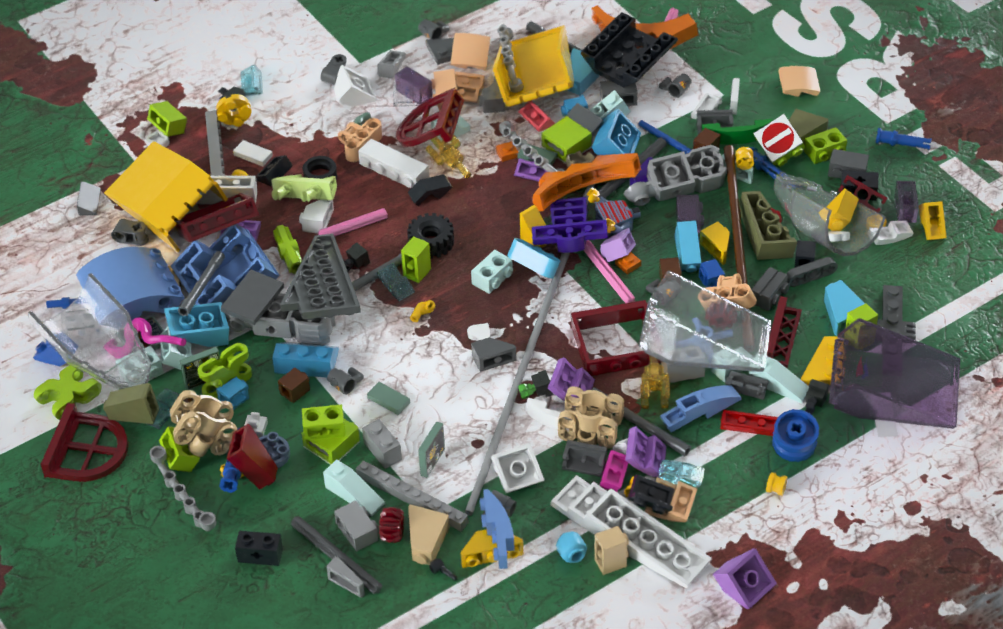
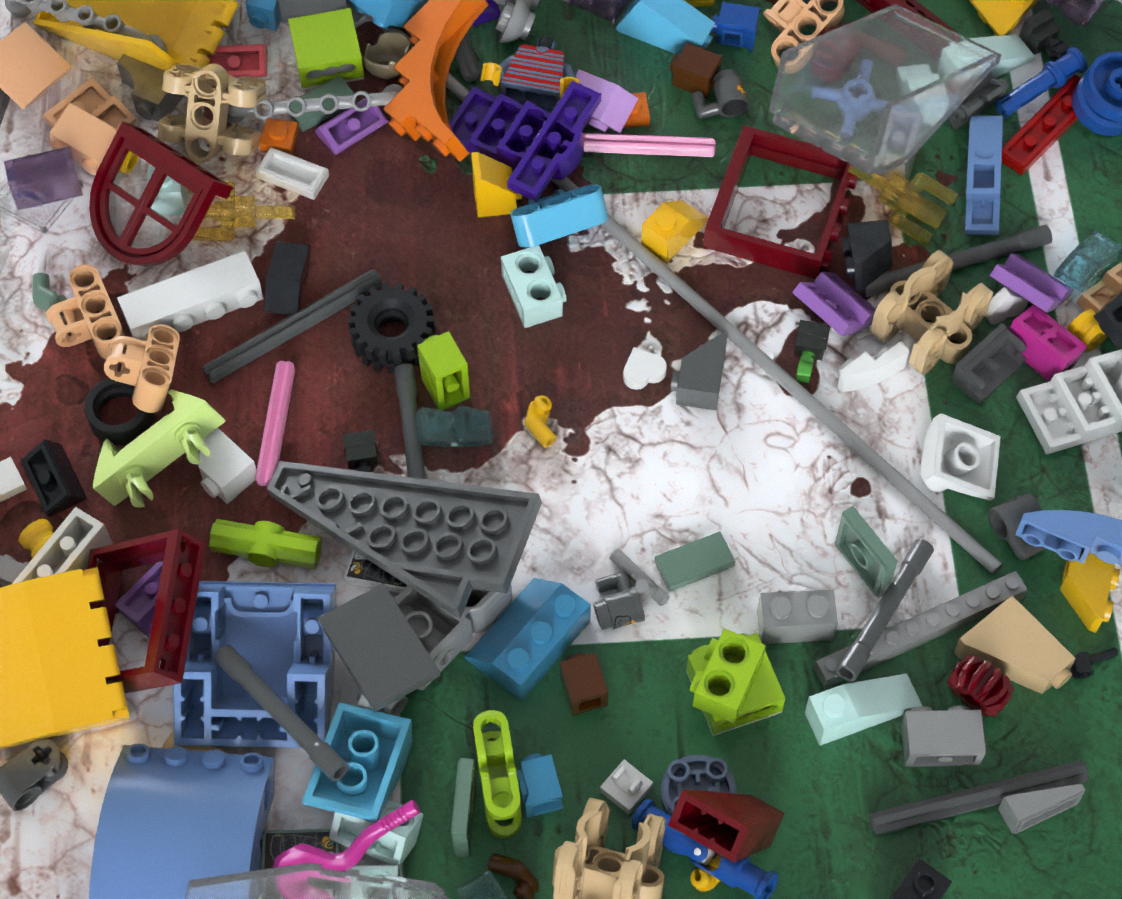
camera: 60 degrees left, 15 degrees up
(343, 164) = (145, 365): none -> light nougat piece
(362, 382) = (642, 581): none -> light grey hose
(375, 468) = (859, 651): none -> dark grey piece
(405, 204) = (291, 326): none -> dark grey axle
(481, 115) = (193, 83): none -> tan piece
(490, 165) = (292, 173): none -> white tile
(565, 302) = (671, 228): none -> yellow slope
(609, 380) = (867, 251): none -> black slope
(777, 405) = (1052, 75): none -> blue pin

